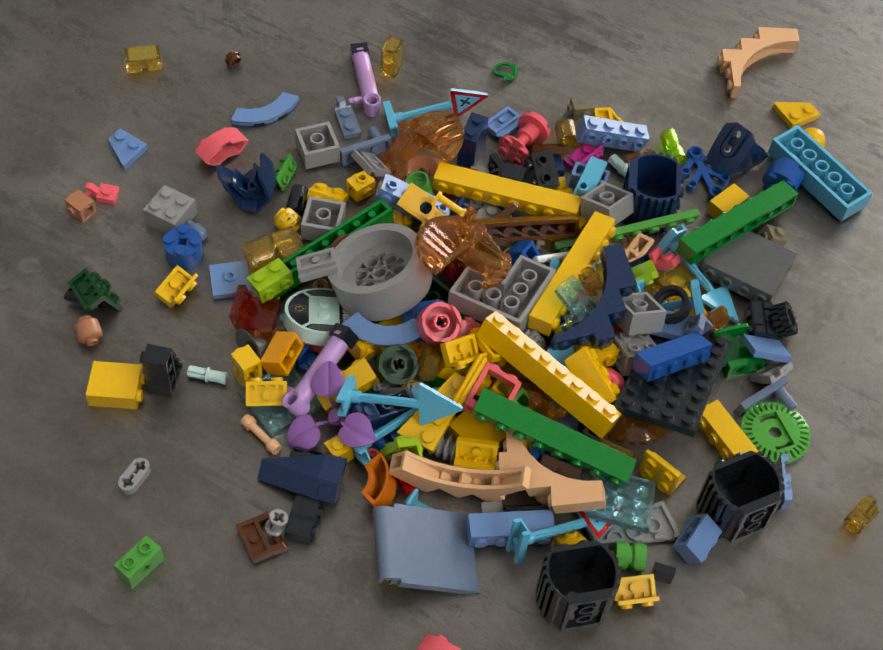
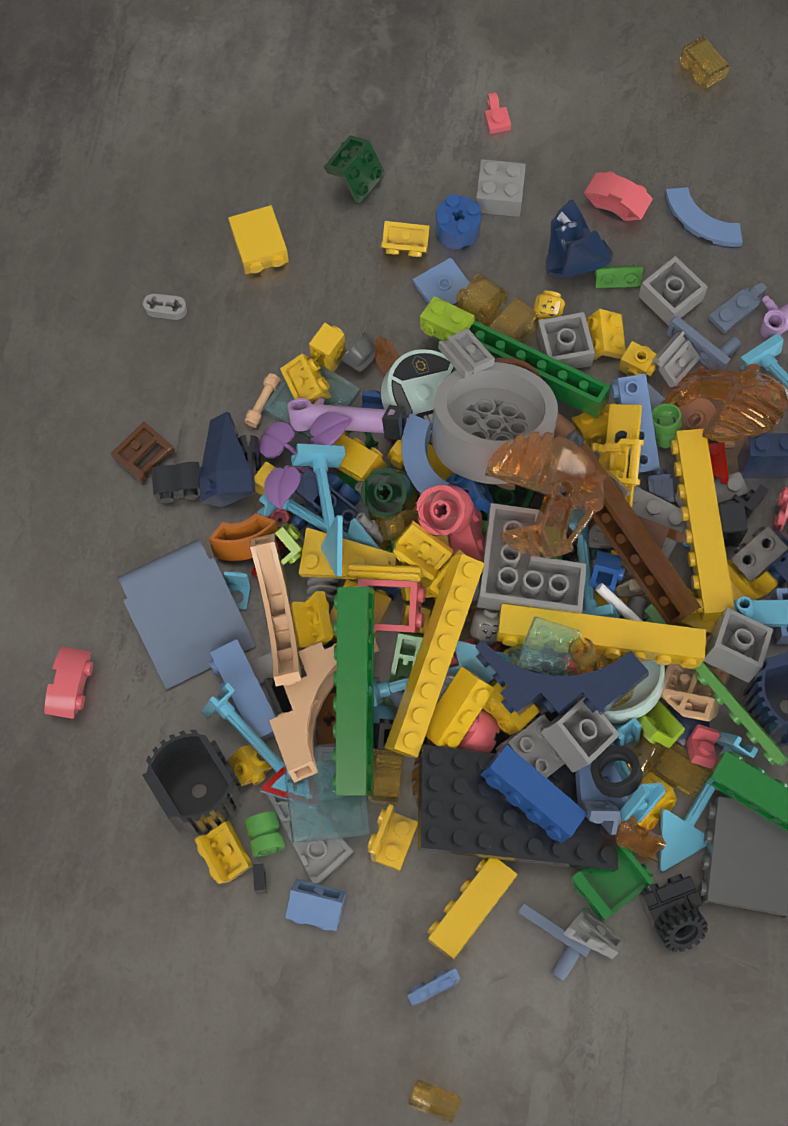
camera: 75 degrees right, 15 degrees up
(80, 206) = (464, 102): nougat brick -> none
(88, 330) = (311, 184): nougat head -> none
(126, 147) = (569, 108): medium blue wing -> none
(139, 562) = (69, 352): bright green brick -> none
(160, 369) = (288, 269): black wedge -> none
(202, 231) = (491, 225): sand blue cylinder -> none
(207, 374) = (311, 316): light aqua axle -> none
(233, 58) = (759, 150): reddish brown plate -> none
(251, 313) = (402, 325): clear red bracket -> none
(274, 519) = (150, 450): light grey bush -> none
(282, 353) = (357, 374): light orange brick -> none
(297, 199) = (584, 303): black arm -> none
(540, 402) = (398, 681): clear orange hinge -> none
(748, 483) = (379, 911): black piece -> none
(766, 348) = (623, 915): medium blue tile -> none
(789, 423) = (526, 983): bright green piece -> none

